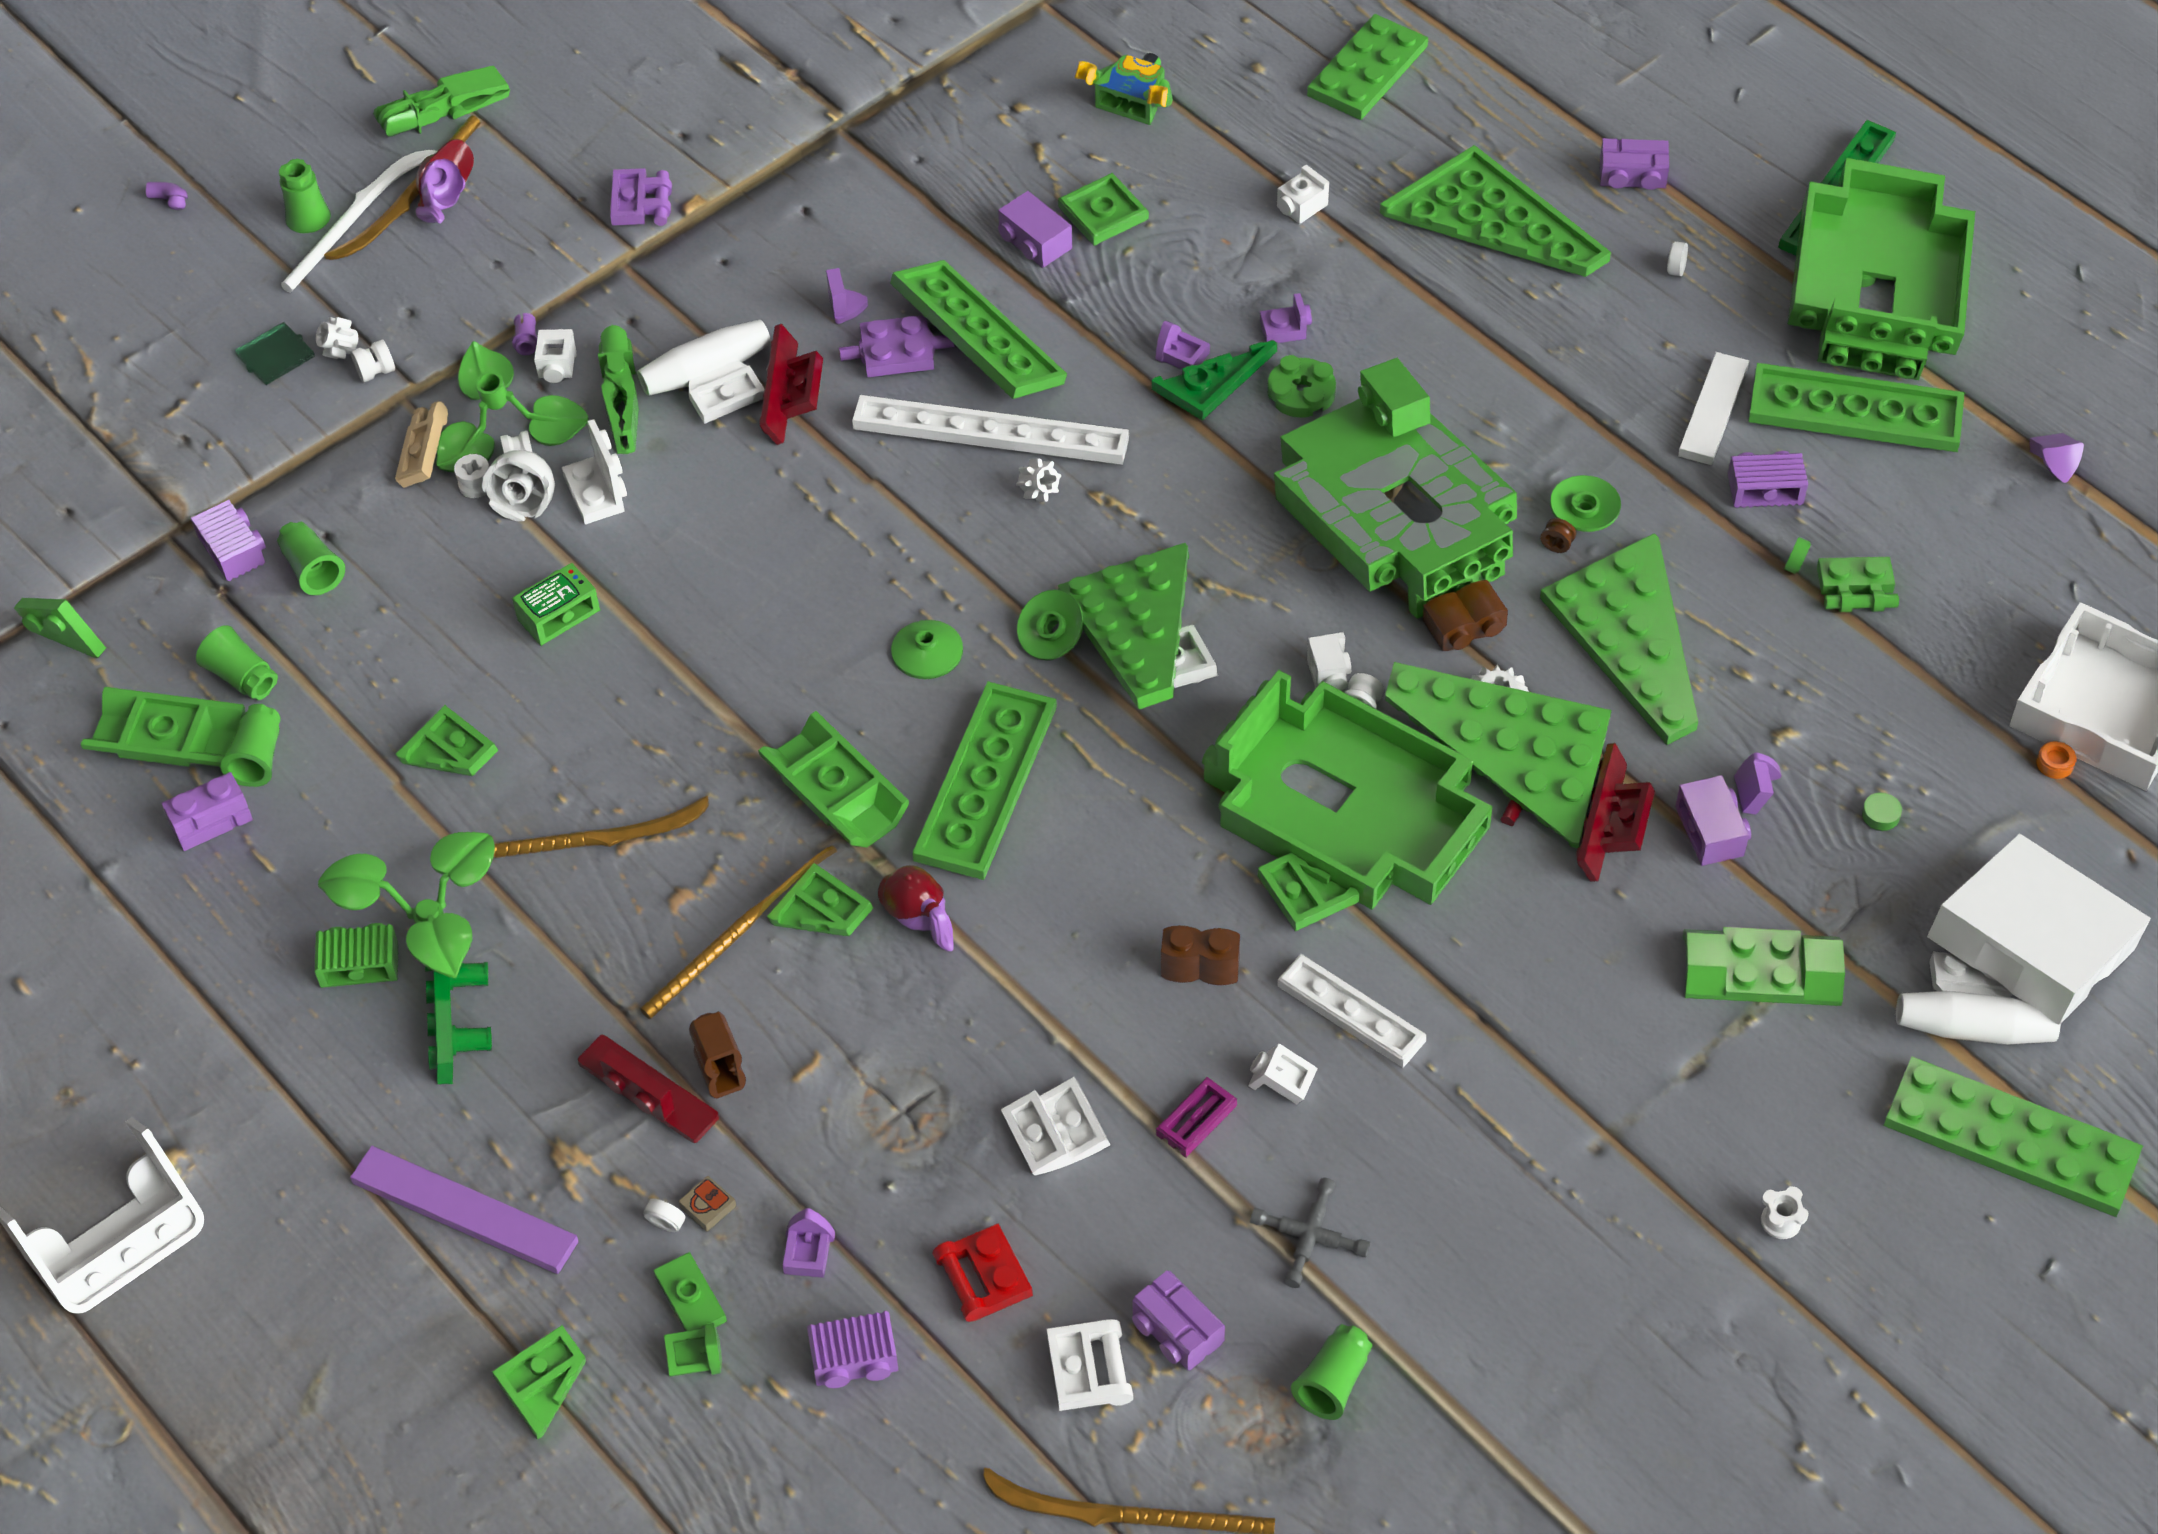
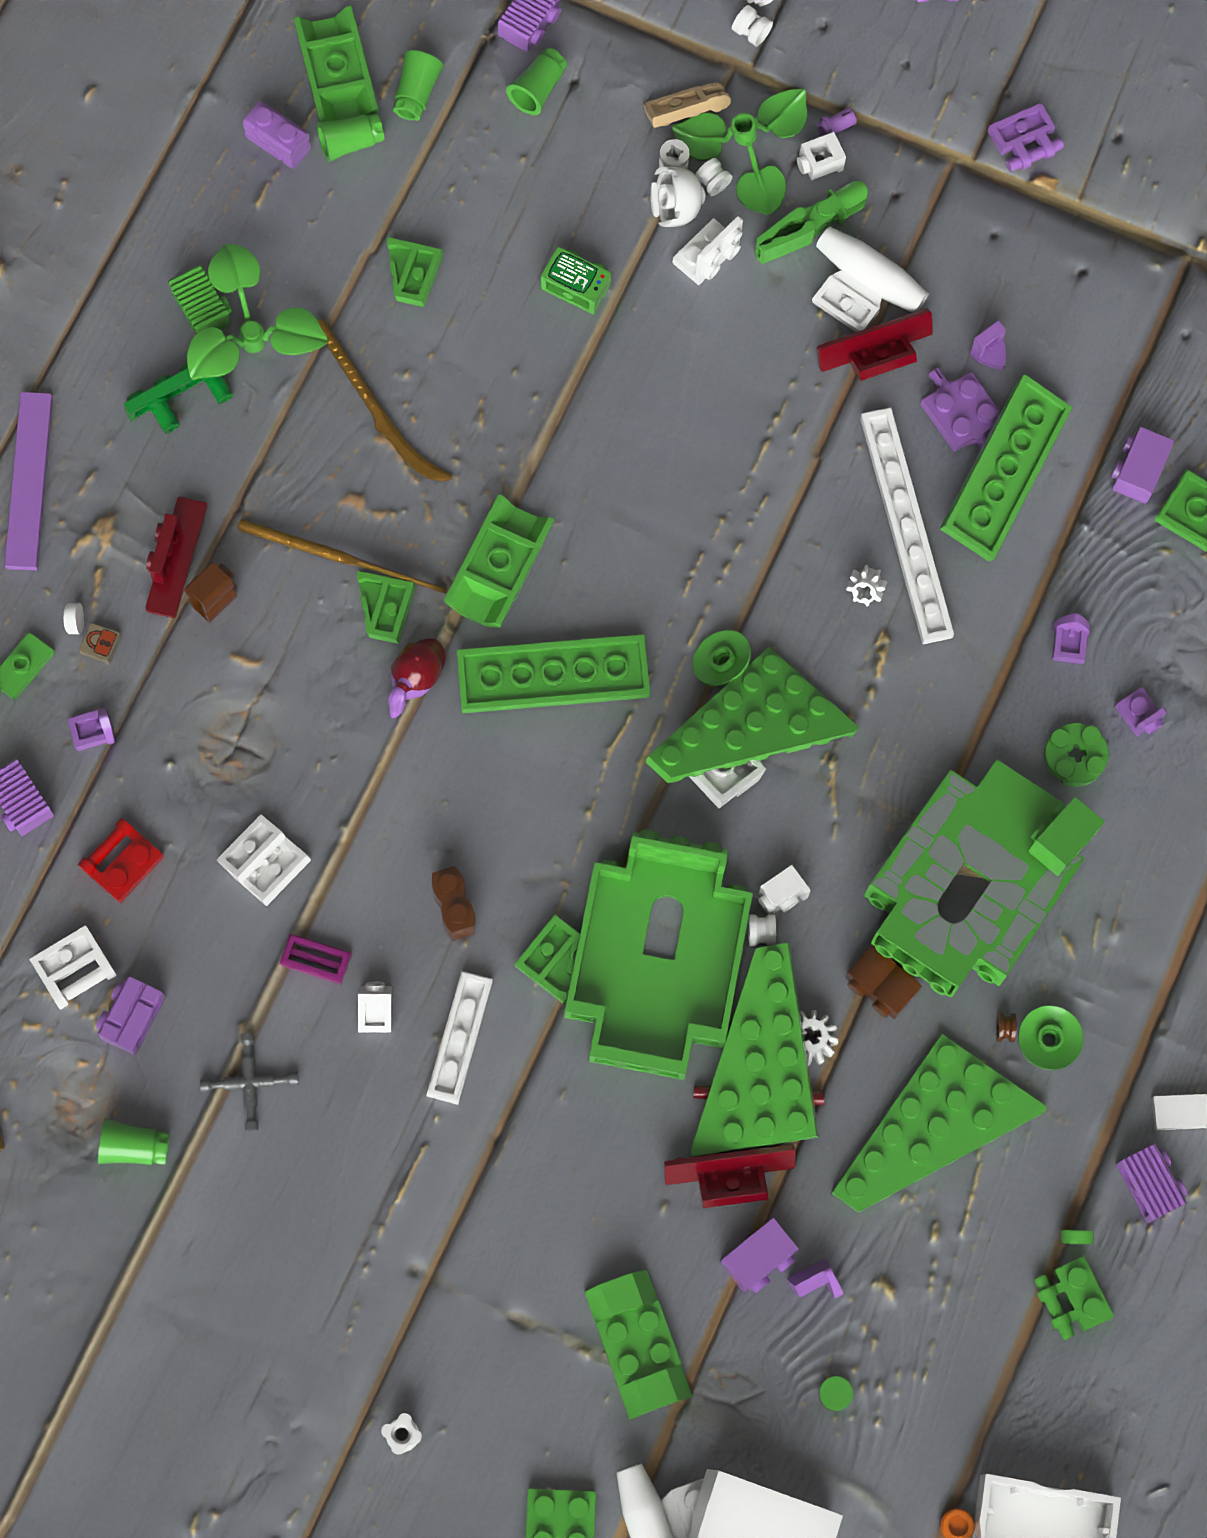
camera: 60 degrees right, 20 degrees up
(927, 659) = (661, 587): bright green dish -> none
(1207, 385) = (1038, 677): green wing -> none

